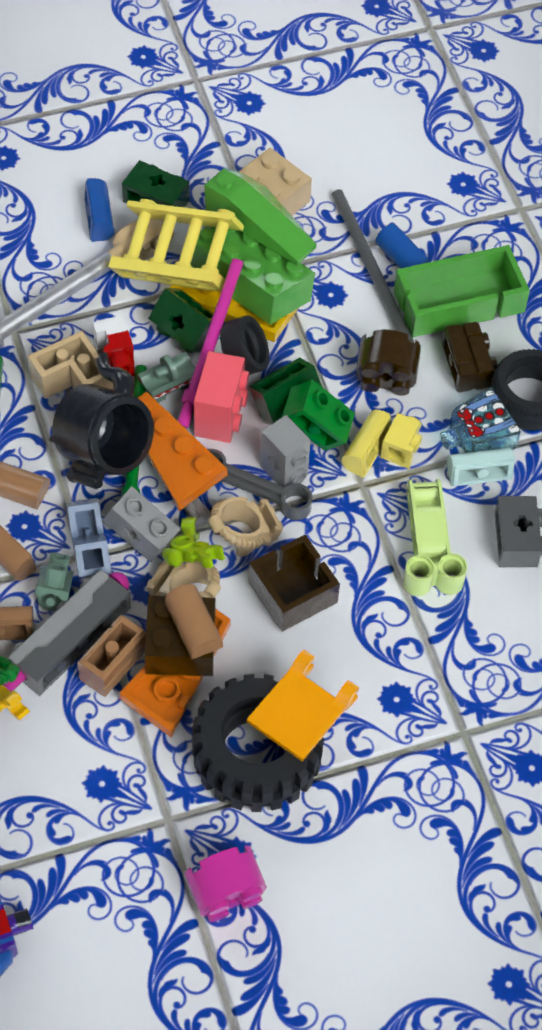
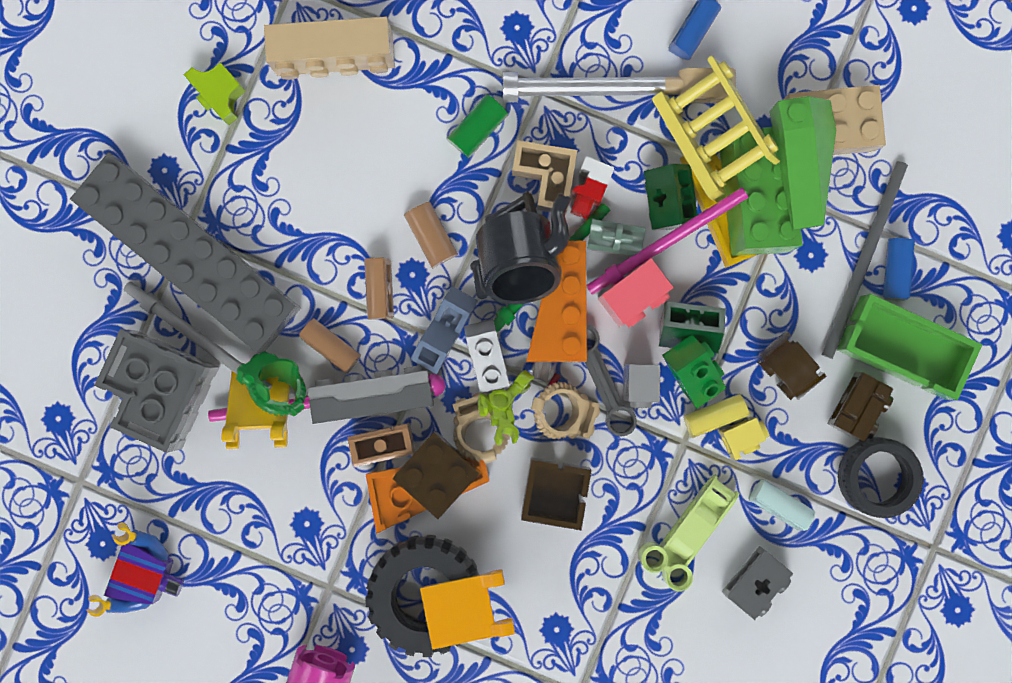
camera: 45 degrees right, 30 degrees up
(54, 582) = (389, 349): sand green hips -> none
(154, 184) = (756, 62): dark green brick -> none
(193, 621) = (442, 488): medium nougat brick -> none
(246, 339) = (693, 261): black tyre -> none
(481, 425) = (812, 474): torso -> none

